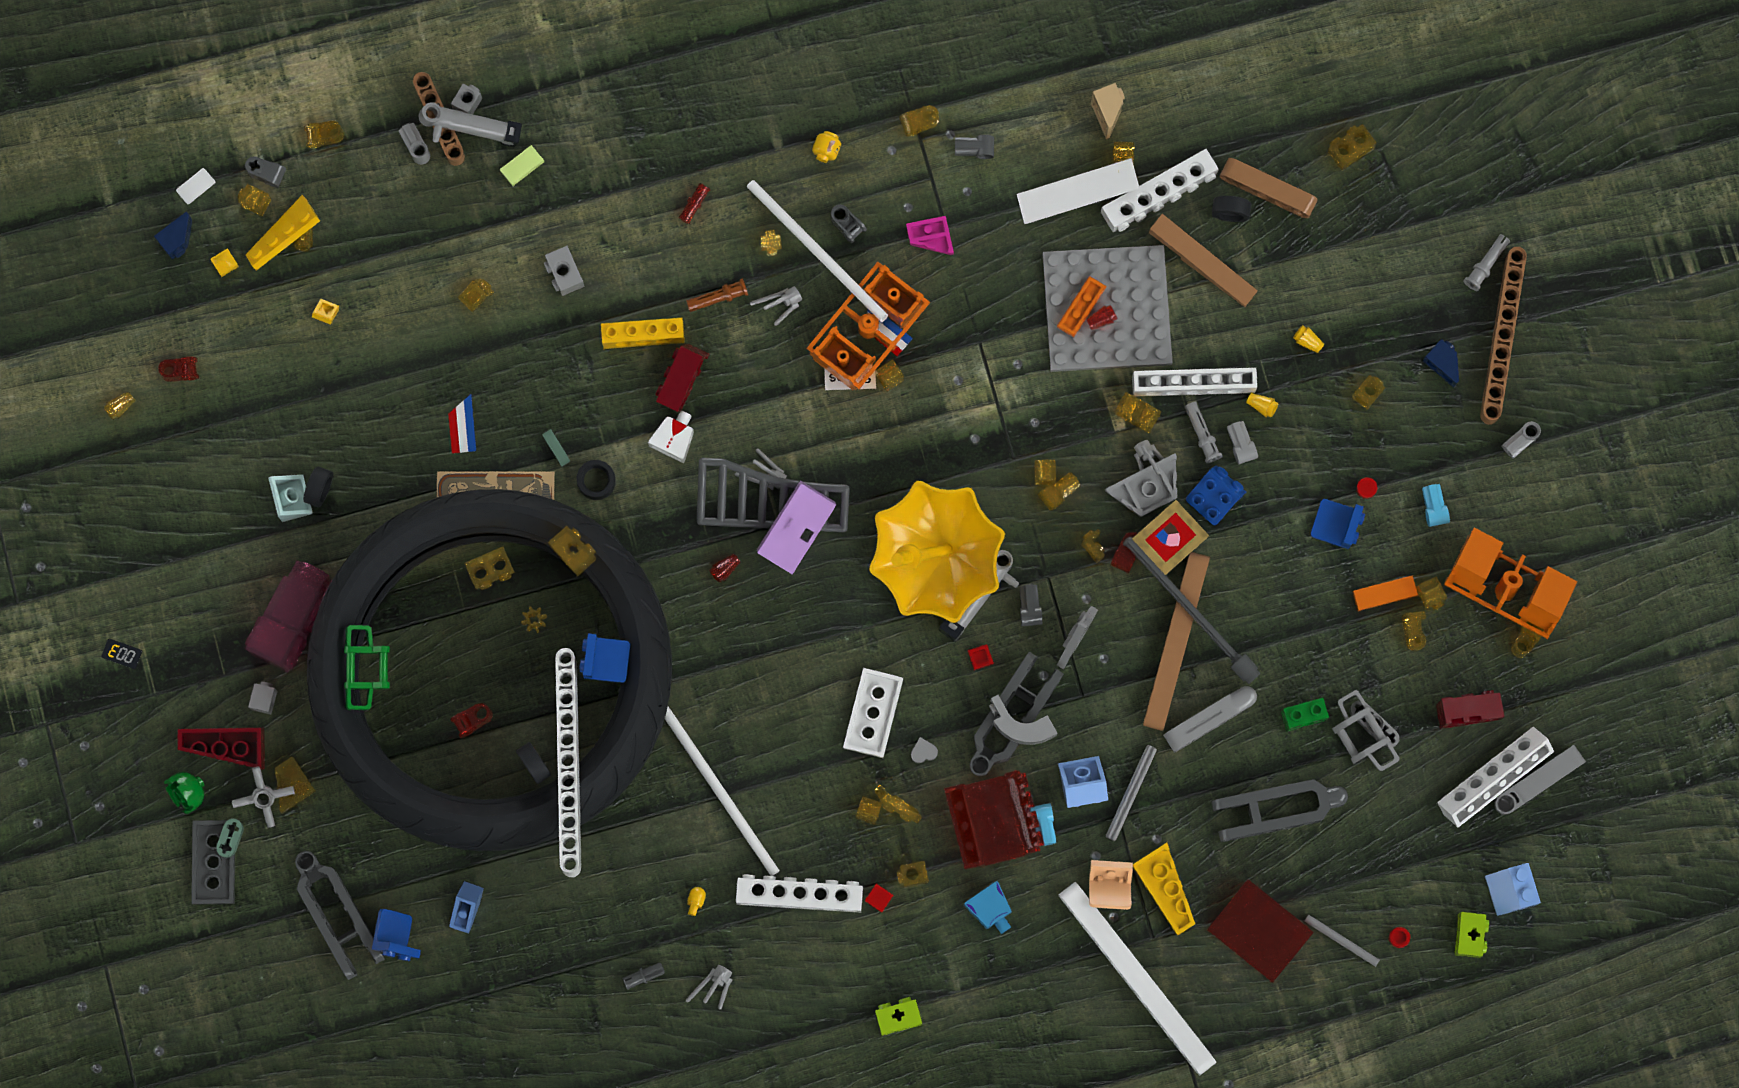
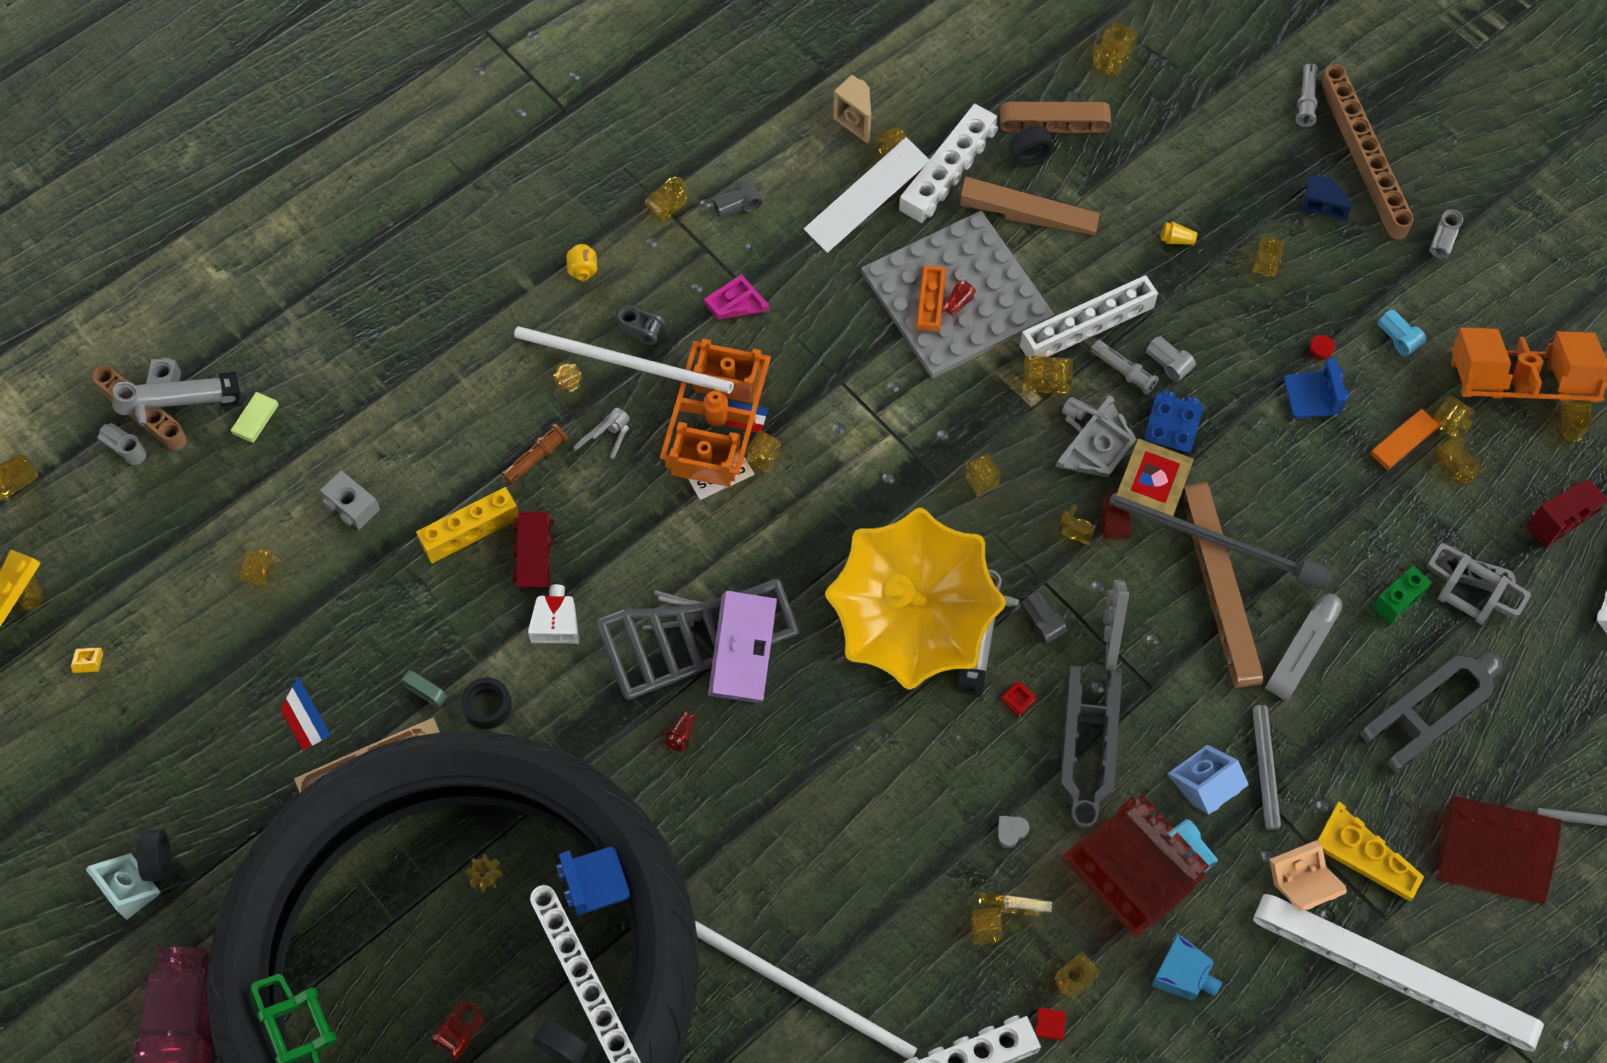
camera: 25 degrees left, 15 degrees down
(488, 563) = (396, 834): clear yellow brick -> none
(561, 545) = (503, 778): clear yellow brick -> none
(694, 203) = (464, 374): clear red pin -> none
(864, 701) = (919, 826): white plate -> none
(1021, 733) = (1108, 752): light grey arch -> none
(1055, 493) = (1007, 490): clear yellow piece -> none
(1264, 405) = (1169, 313): yellow cone -> none

